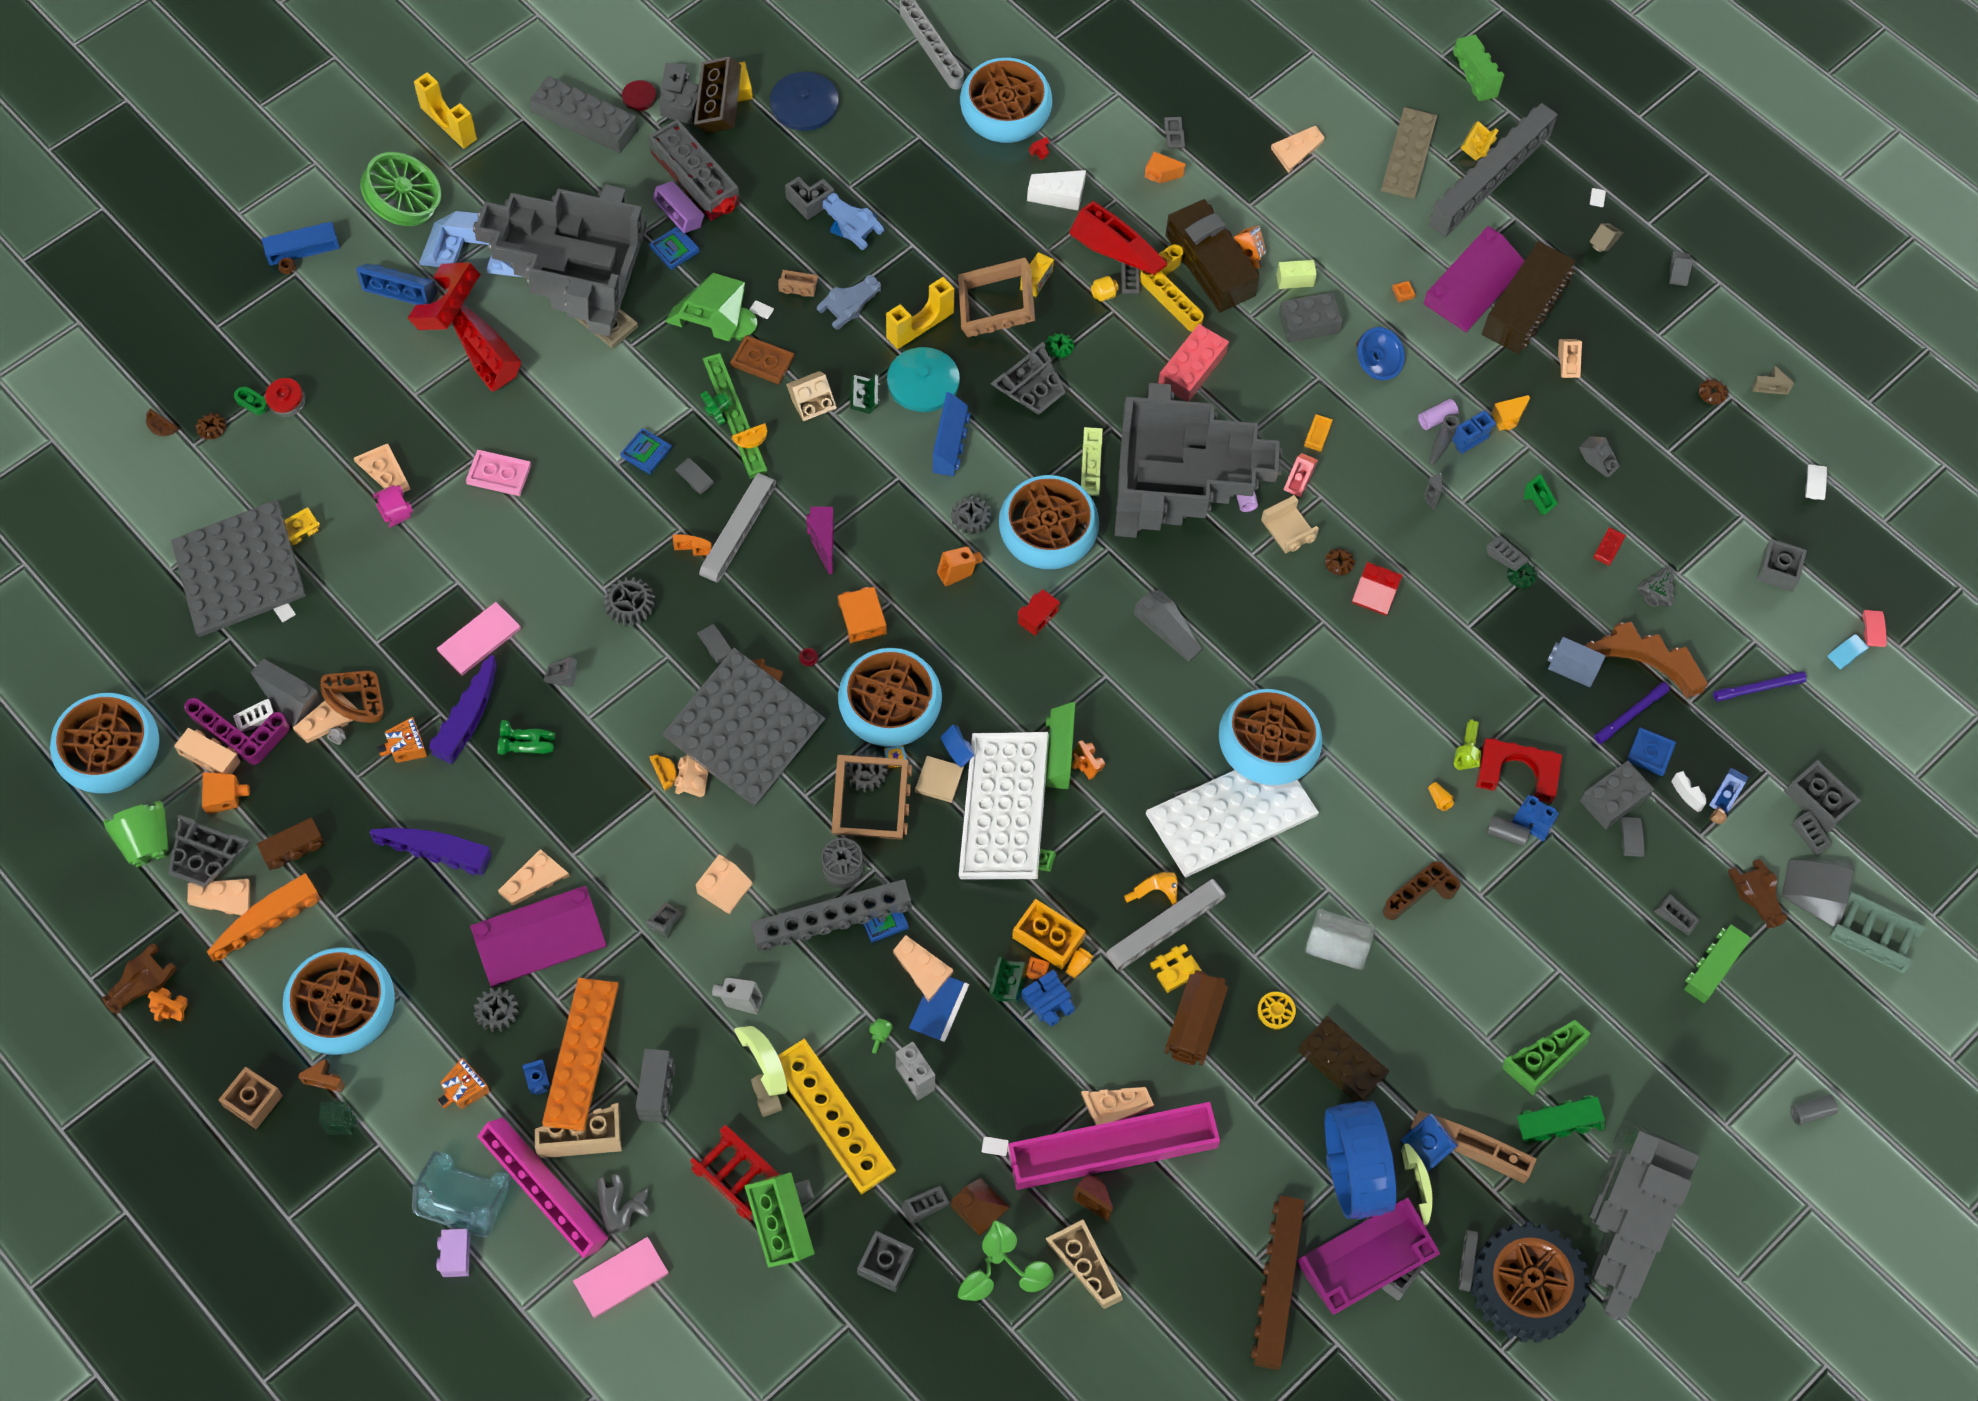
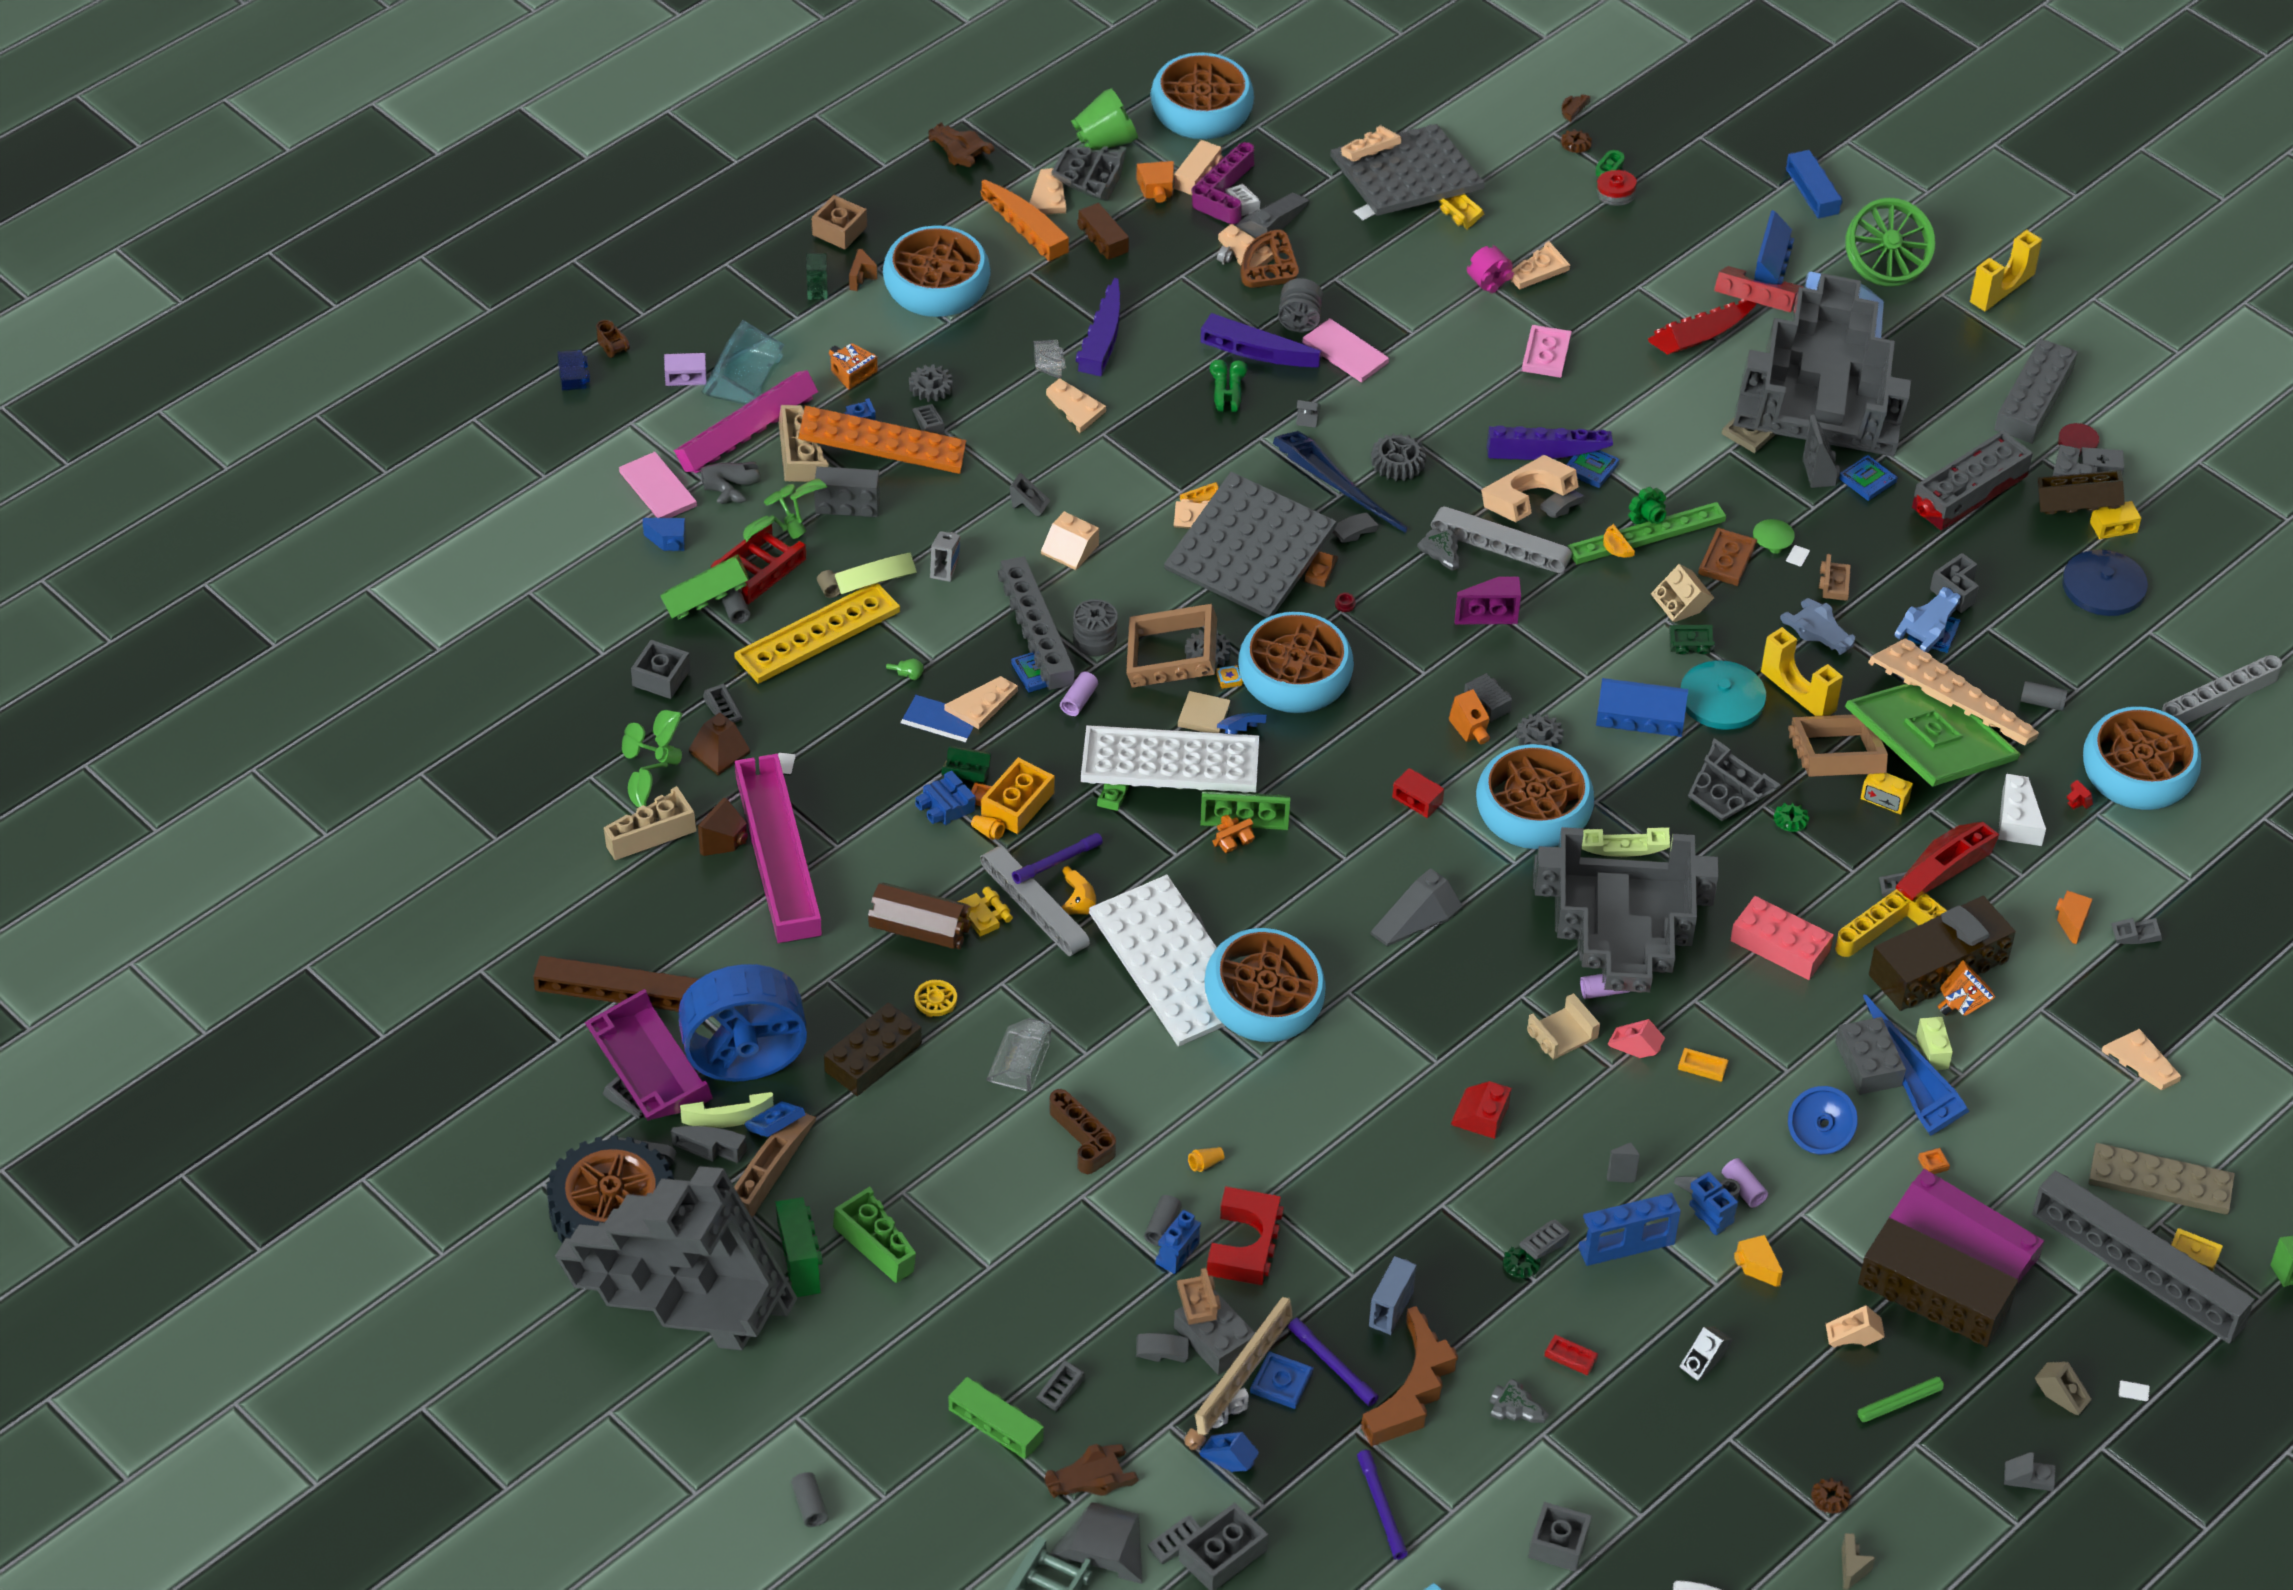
camera: 90 degrees right, 15 degrees down
(165, 1007) = (926, 160): orange hips -> none
(204, 592) = (1371, 144): none -> light nougat wing
(286, 262) = (1784, 177): reddish brown plate -> none
(403, 742) = (1221, 299): orange torso -> none
(403, 1331) = (611, 338): none -> reddish brown piece
(425, 668) = (1300, 305): none -> dark grey wheel
(445, 1371) = (572, 369): none -> clear blue brick
(473, 897) = (1049, 357): none -> clear slope
(538, 936) = (1010, 409): magenta slope -> none
(554, 1017) = (929, 419): none -> dark grey slope
(622, 481) = (1535, 442): none -> dark purple slope
(629, 672) = (1309, 456): none -> dark blue plate
(660, 275) = (1819, 457): none -> dark grey slope
(661, 486) = (1506, 494): none -> light nougat arch
(678, 207) = (1905, 480): medium lavender brick -> none
(681, 1112) = (792, 523): none -> bright green plant
(686, 542) = (1473, 502): orange slope -> none
(694, 1263) = (666, 532): none -> blue slope
(712, 304) = (1787, 506): bright green wedge -> none
(745, 574) = (1441, 547): none -> dark grey rock
(862, 614) = (1400, 640): orange panel -> none
(912, 230) = (1941, 683): none -> light nougat wing
(913, 1065) = (864, 695): light grey window -> none
(919, 881) = (1079, 693): none -> lavender pin
(927, 551) = (1492, 697): none -> dark grey brick
(932, 156) = (2044, 695): none -> dark grey pin
(979, 232) = (1931, 735): none -> bright green tile
(1104, 288) = (1877, 854): yellow head -> none
(1117, 1104) = (825, 856): light nougat wing -> none
(1144, 922) = (1031, 870): none -> dark purple piece
(1334, 566) = (1510, 1078): reddish brown gear -> none
(1346, 283) = (1931, 1095): none -> blue plate
(1454, 1199) = (710, 1142): none -> dark grey slope
(1468, 755) = (1258, 1182): lime piece -> none
(1501, 492) = (1635, 1237): none -> blue window
(1540, 493) = (1636, 1278): green slope -> none
(1609, 796) = (1198, 1298): none -> medium nougat bracket
(1624, 338) = (1900, 1399): none -> bright green axle
(1660, 770) = (1243, 1366): none -> tan tile

